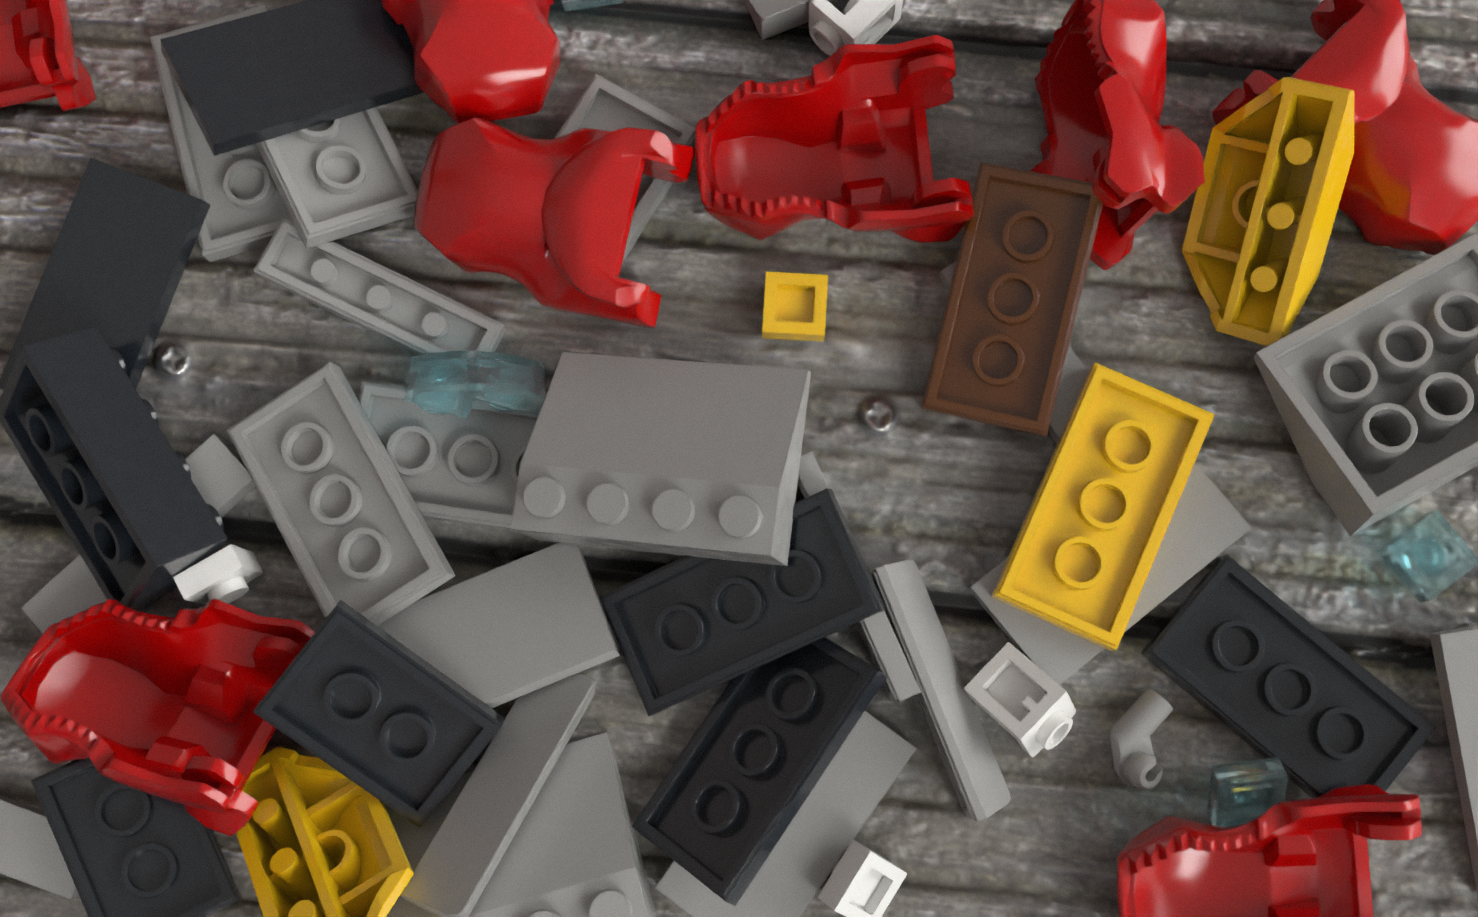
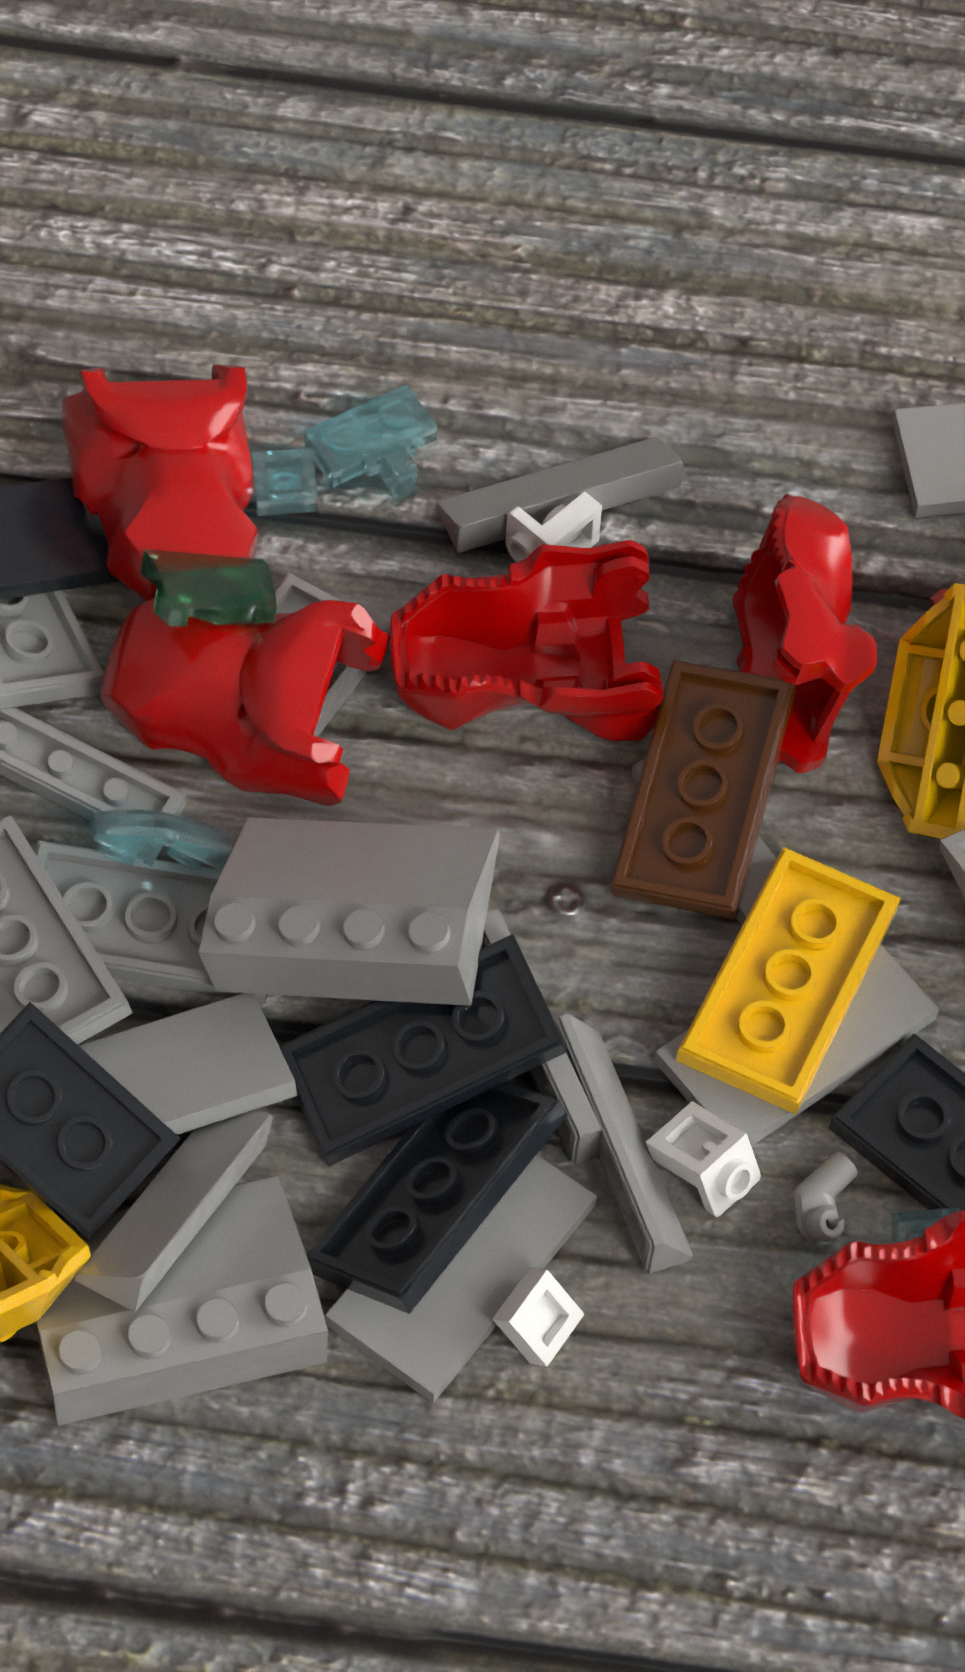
camera: 10 degrees left, 20 degrees down
(507, 114) = (209, 587): none -> clear green slope
(795, 306) = (484, 790): yellow plate -> none

